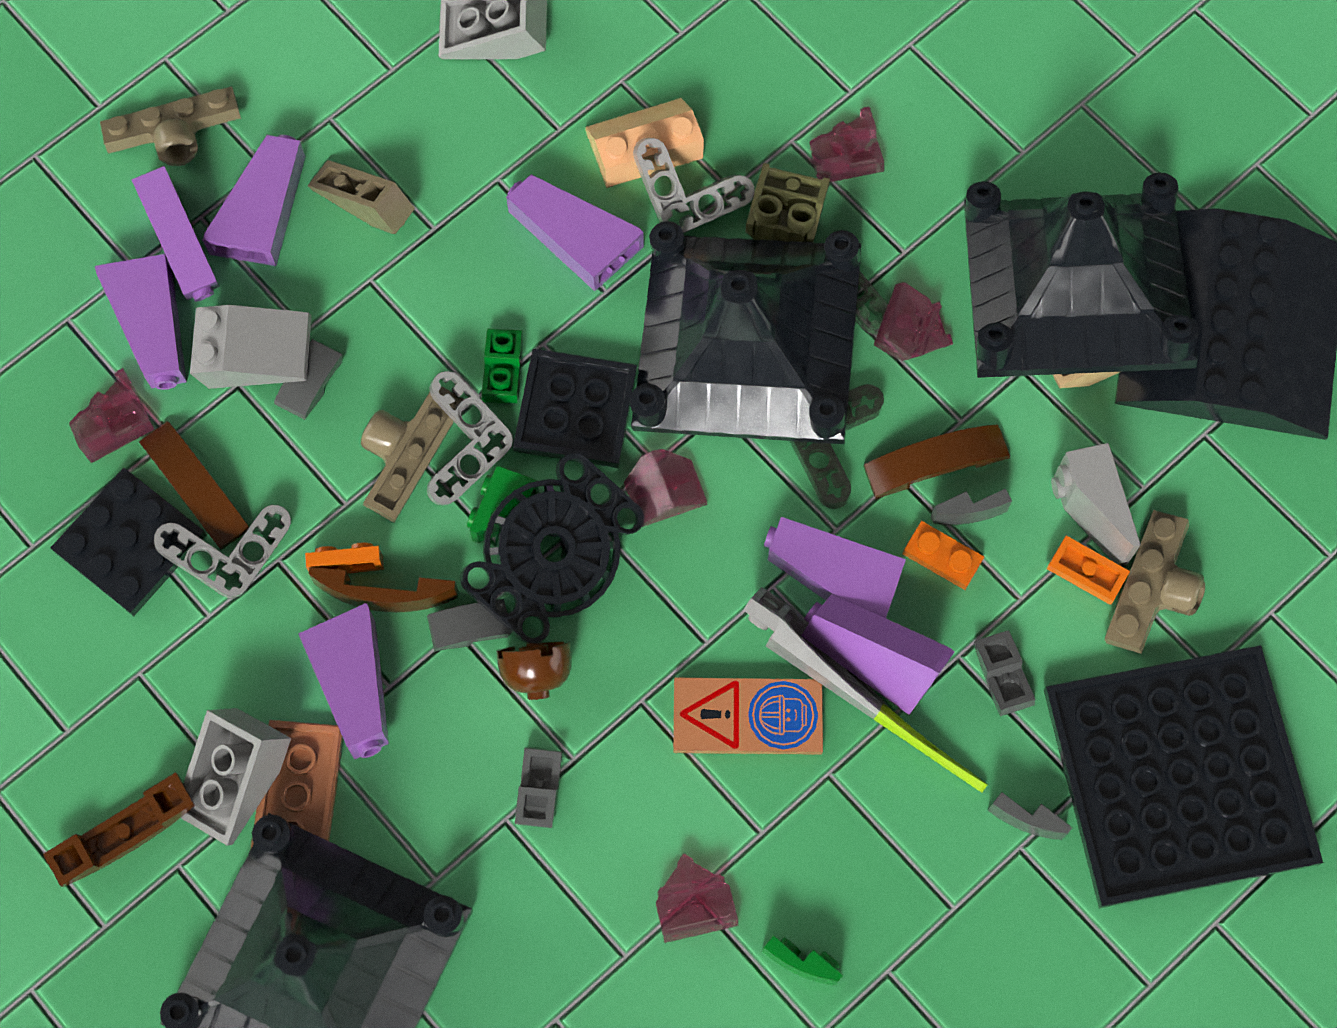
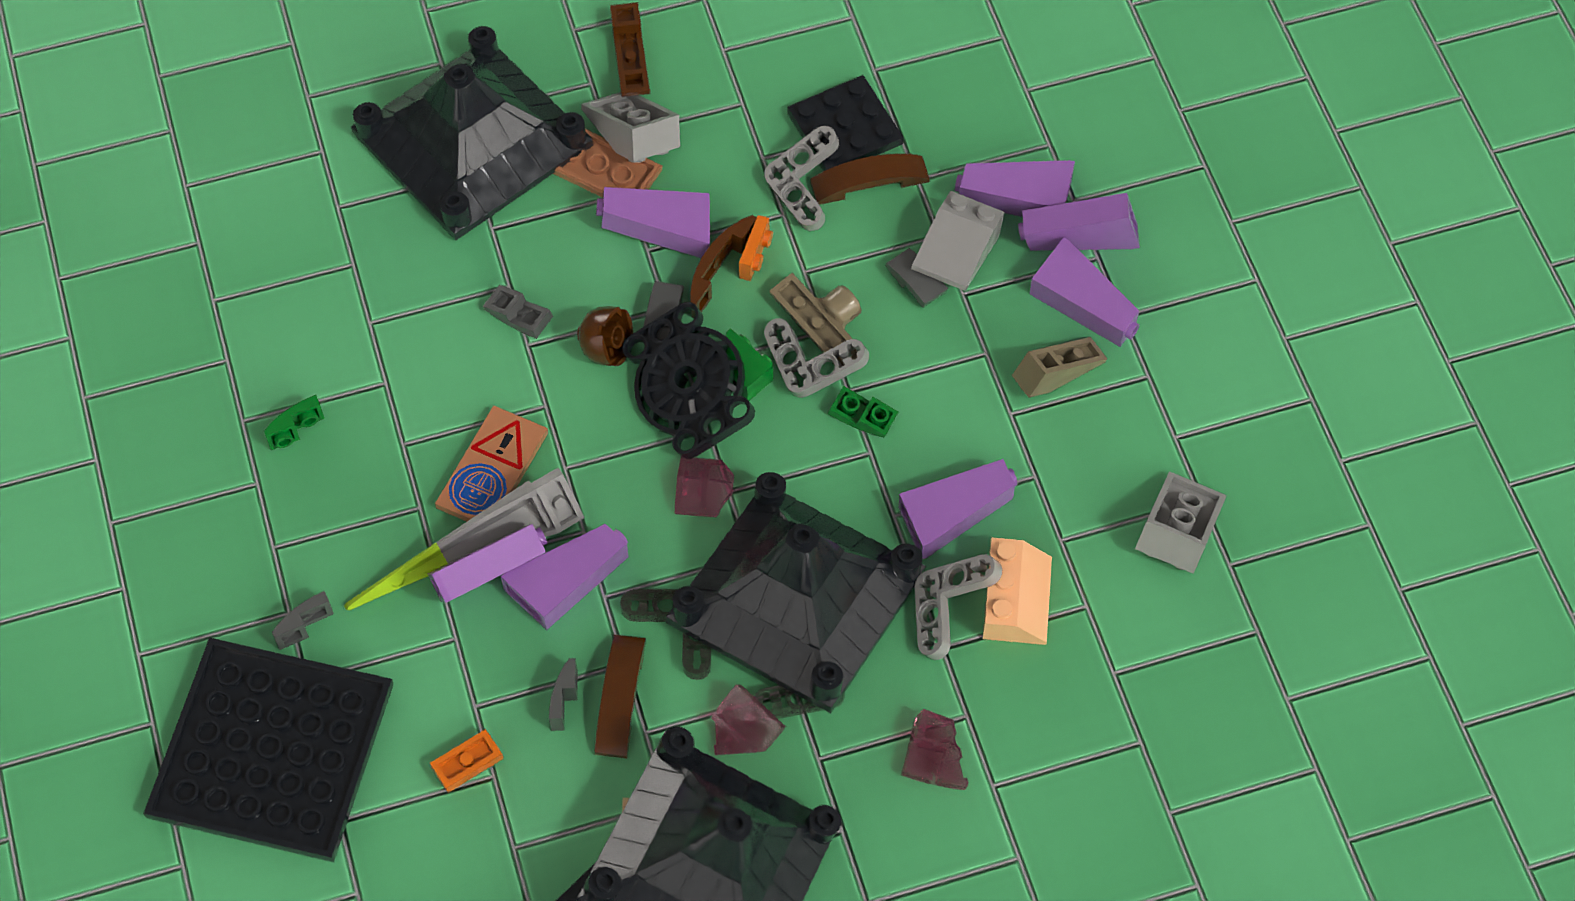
camera: 115 degrees right, 10 degrees down
(111, 420) = (947, 142): clear pink slope -> none
(171, 125) = (1186, 259): dark tan plate -> none
(575, 407) = (800, 445): black plate -> none
(694, 902) = (378, 377): clear pink slope -> none
(786, 206) = (907, 674): olive slope -> none
(943, 555) = (539, 662): orange plate -> none
(1004, 673) = (422, 662): dark grey slope -> none
(1096, 500) = (513, 782): light grey slope -> none
(1155, 584) = (427, 807): dark tan plate -> none

